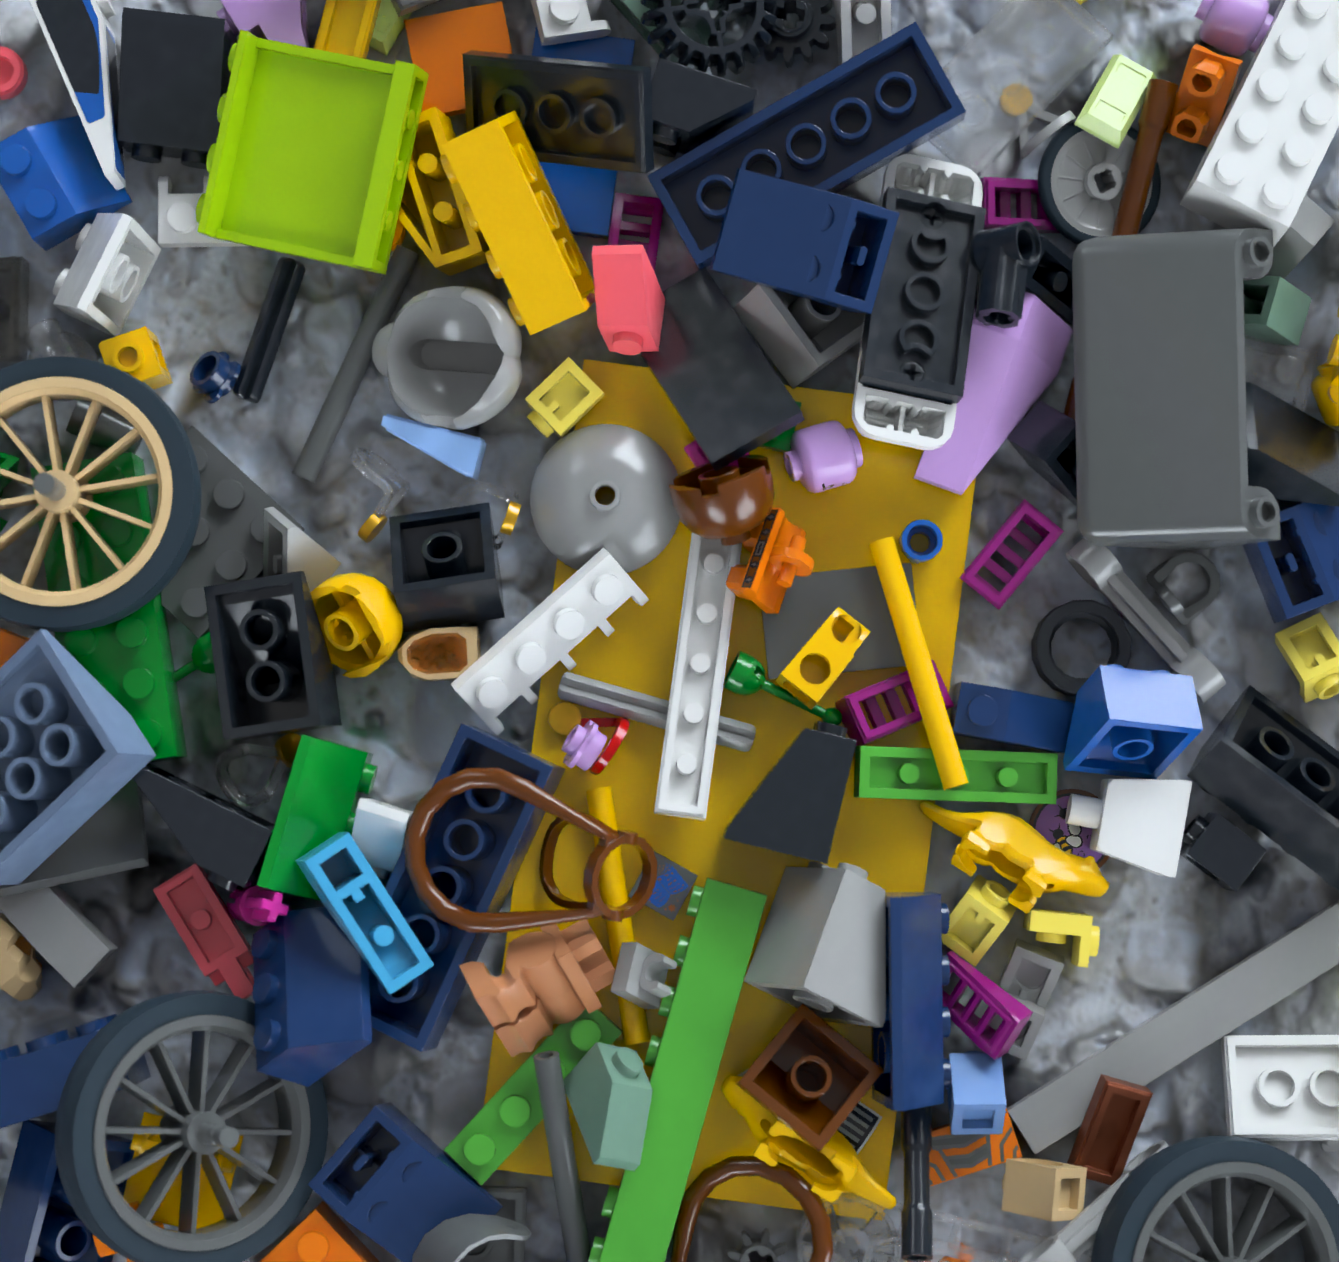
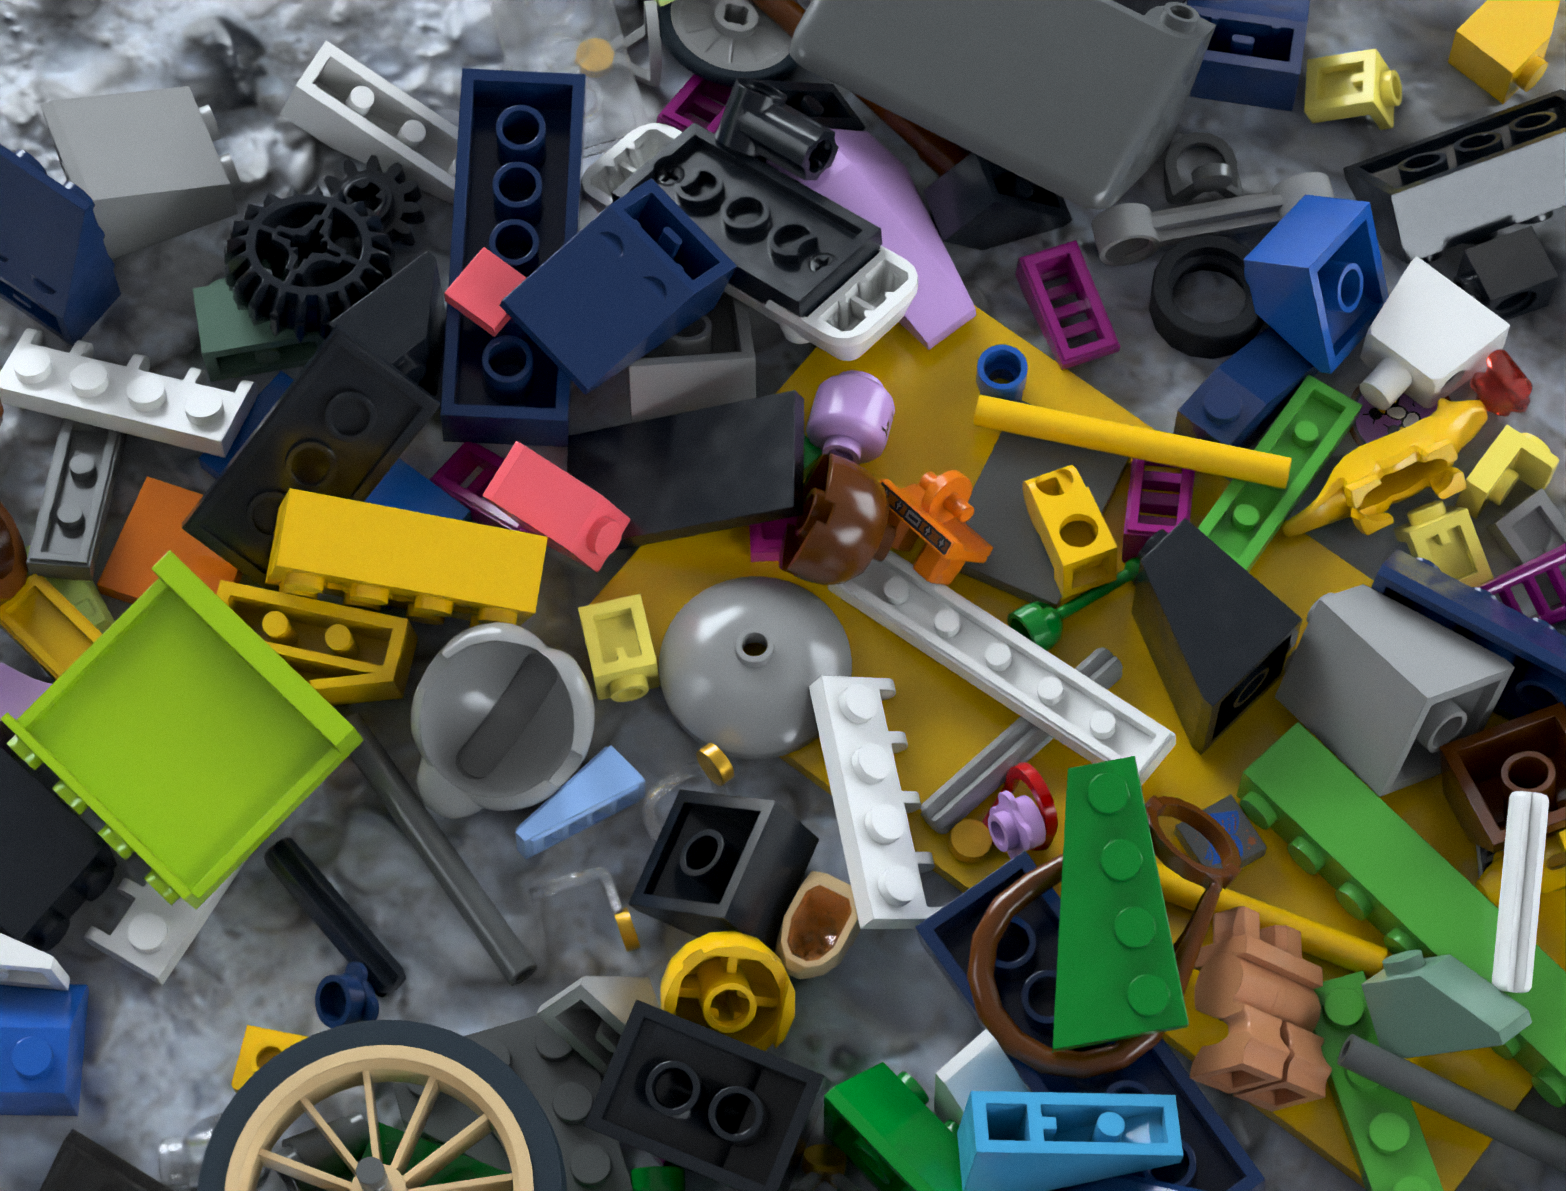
camera: 60 degrees left, 20 degrees down
(107, 272) = (150, 1038): white slope -> none
(517, 862) = (1114, 930): none -> green wing
(641, 975) = (1309, 906): light grey tile -> none
(715, 1117) = (1520, 891): none -> white axle
(753, 149) = (482, 288): none -> coral tile
(1131, 892) = (1503, 385): none -> clear red plate

